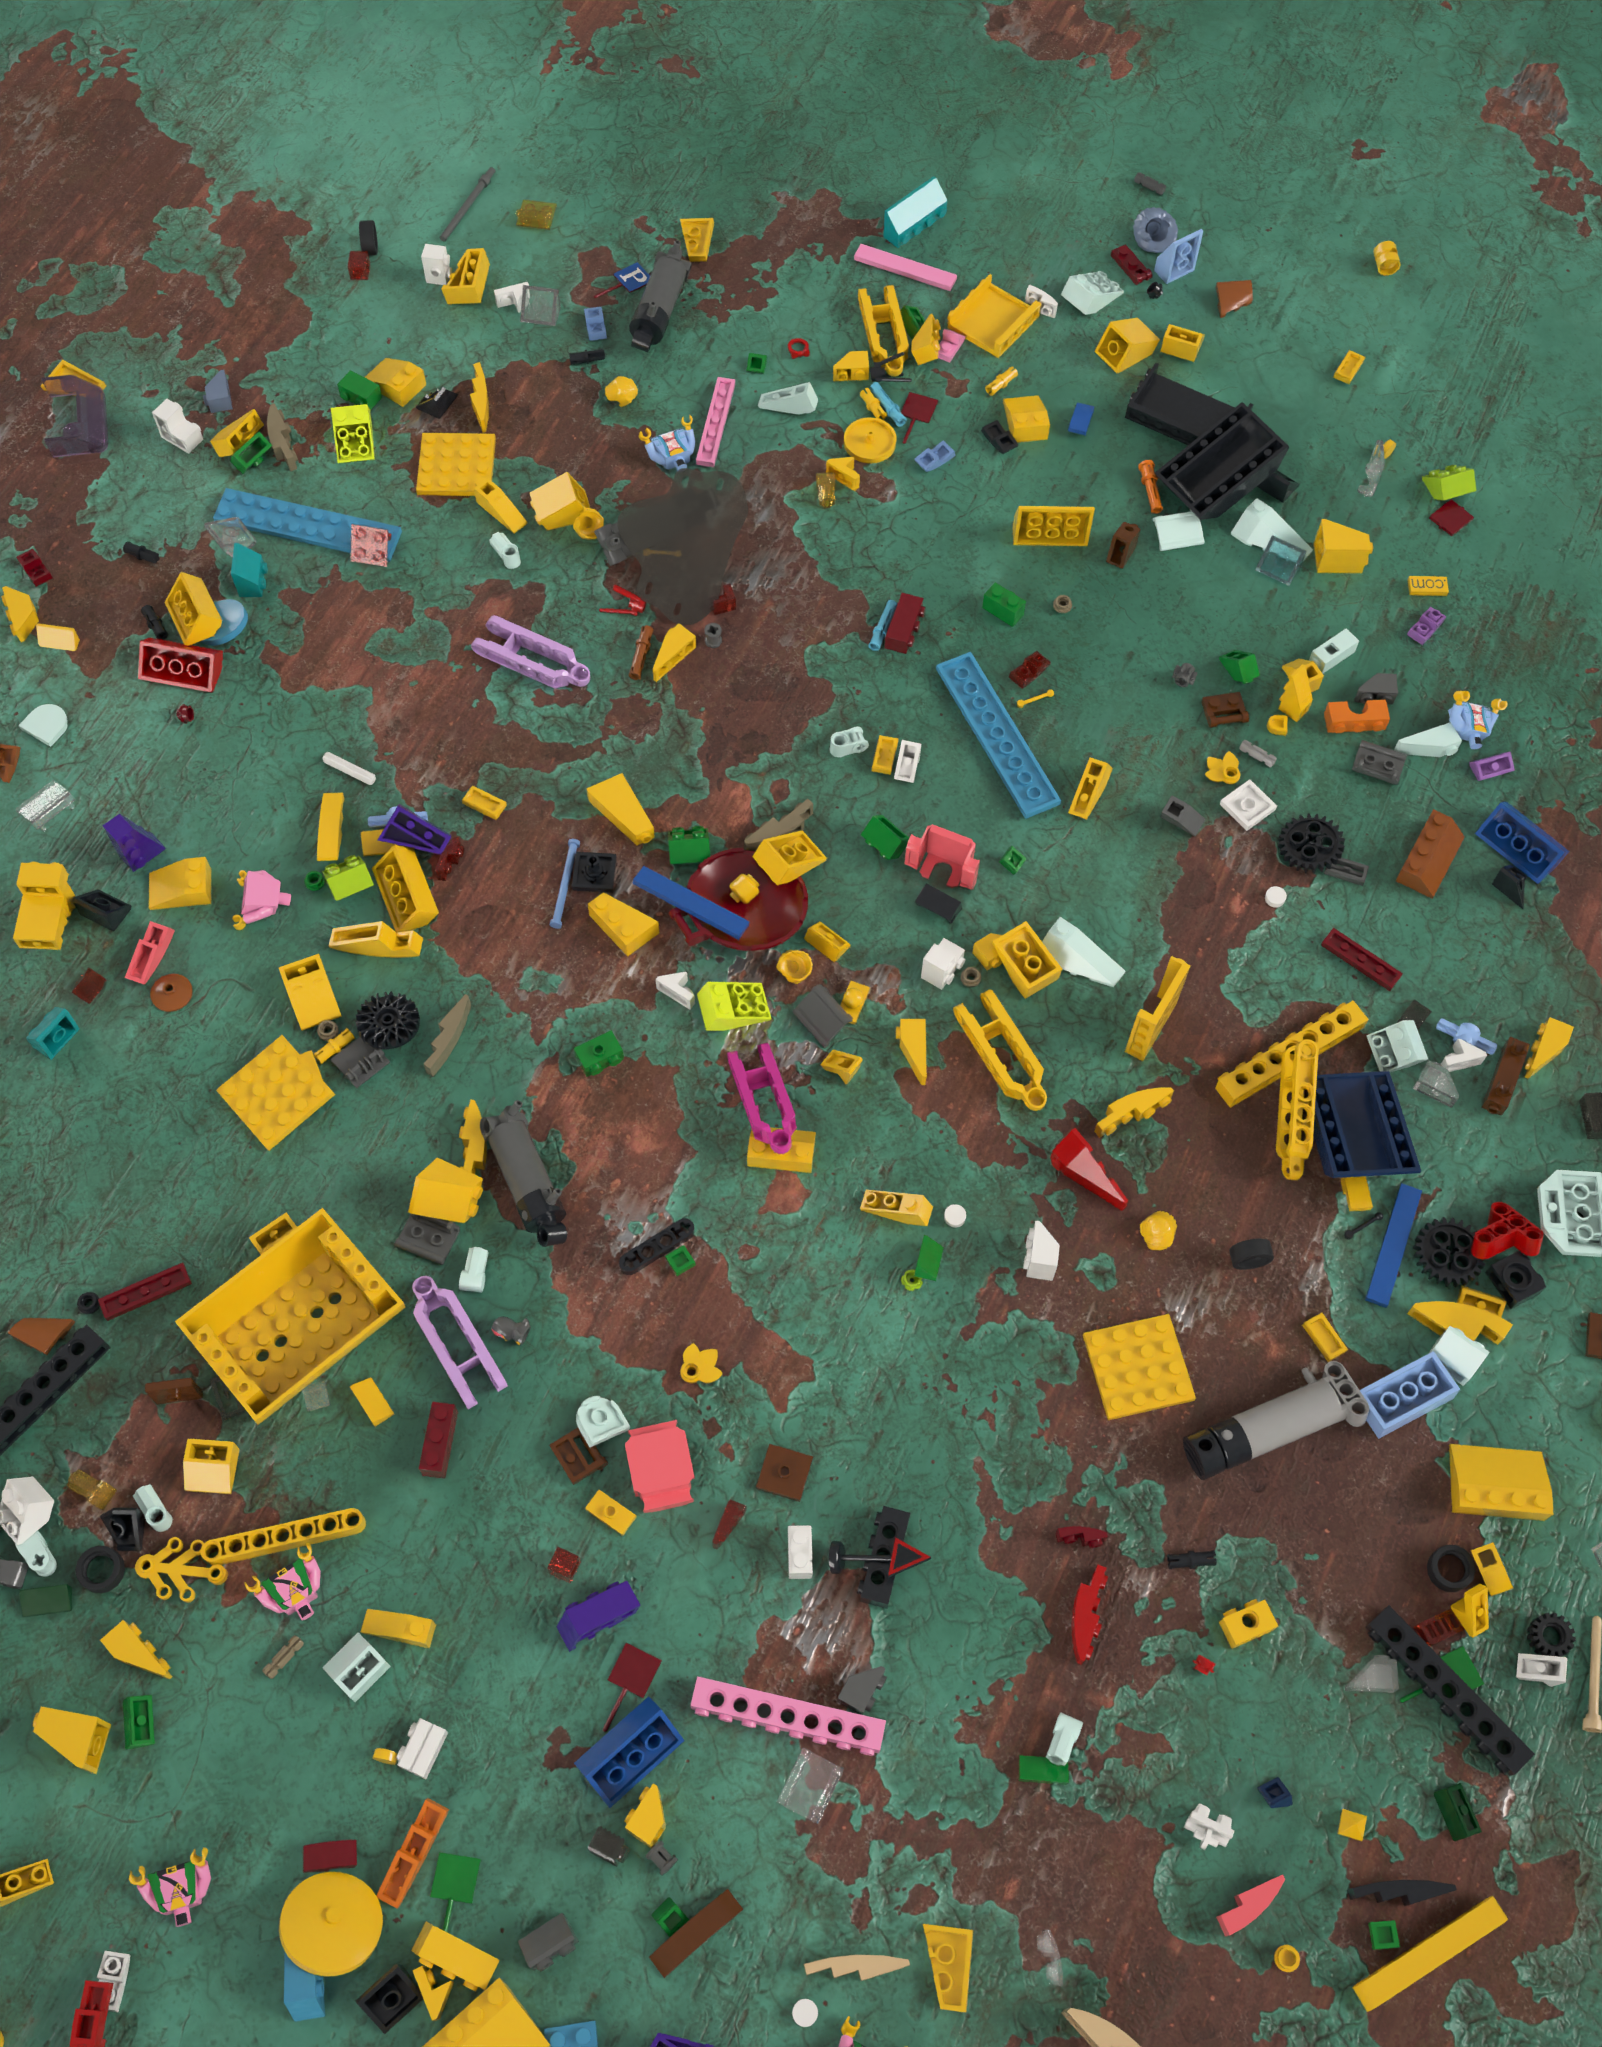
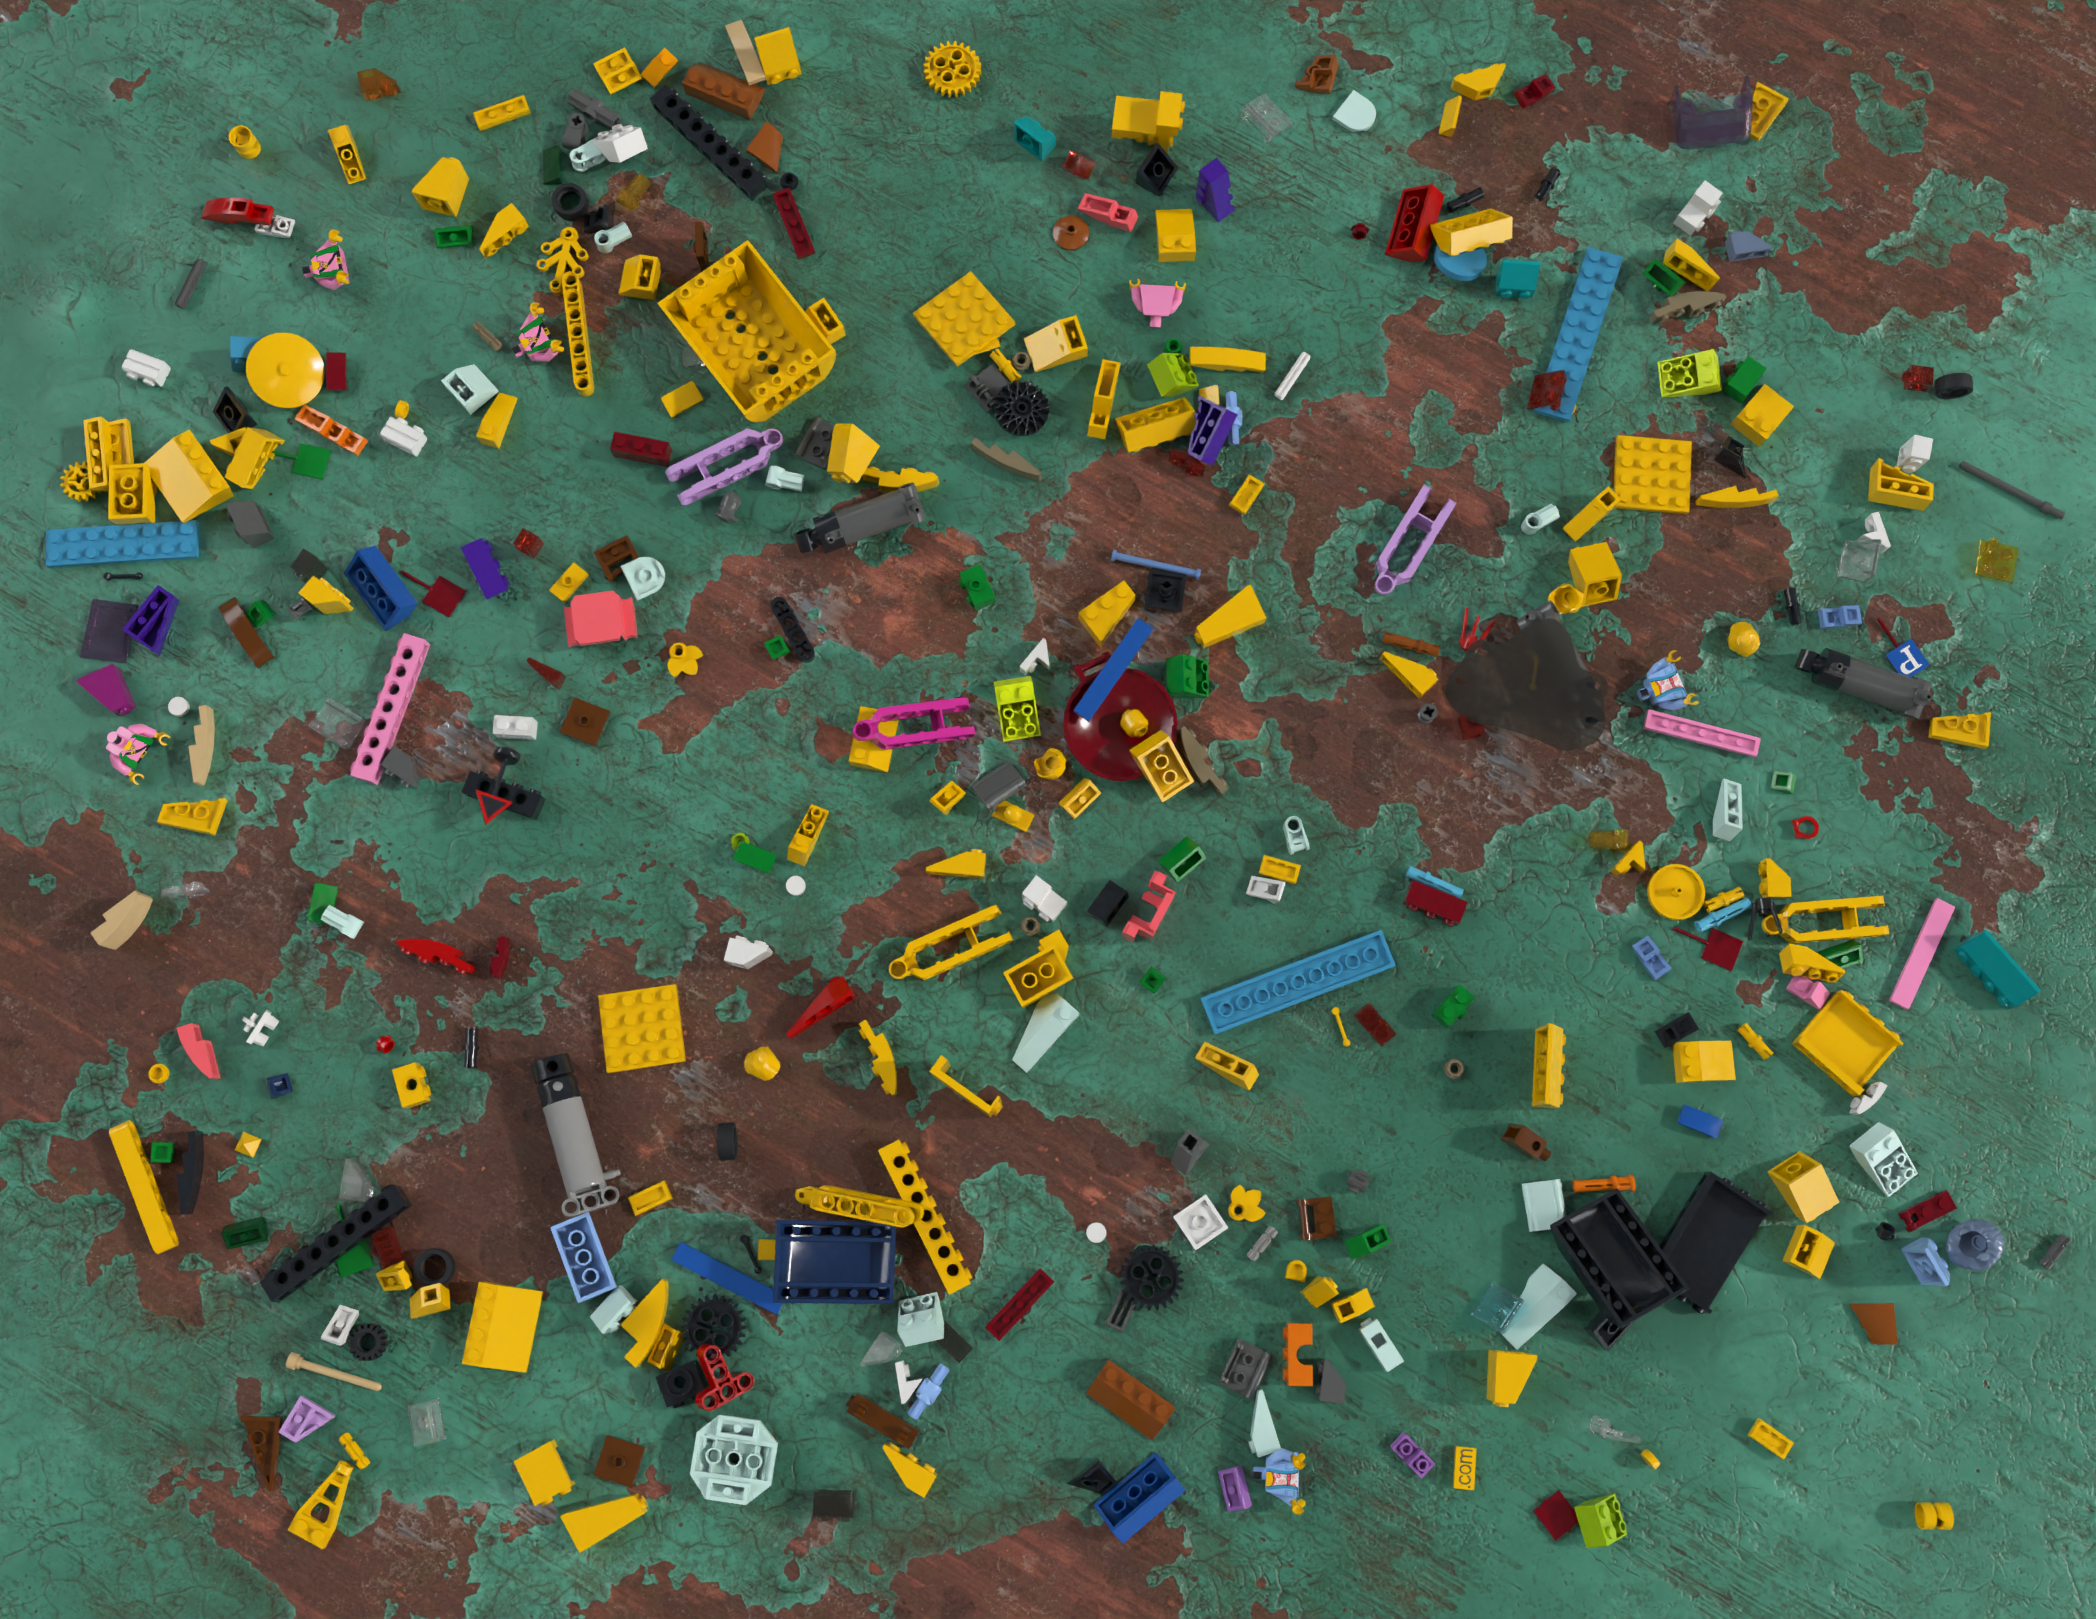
camera: 95 degrees right, 15 degrees up
(228, 532) = (1560, 262): clear slope -> none

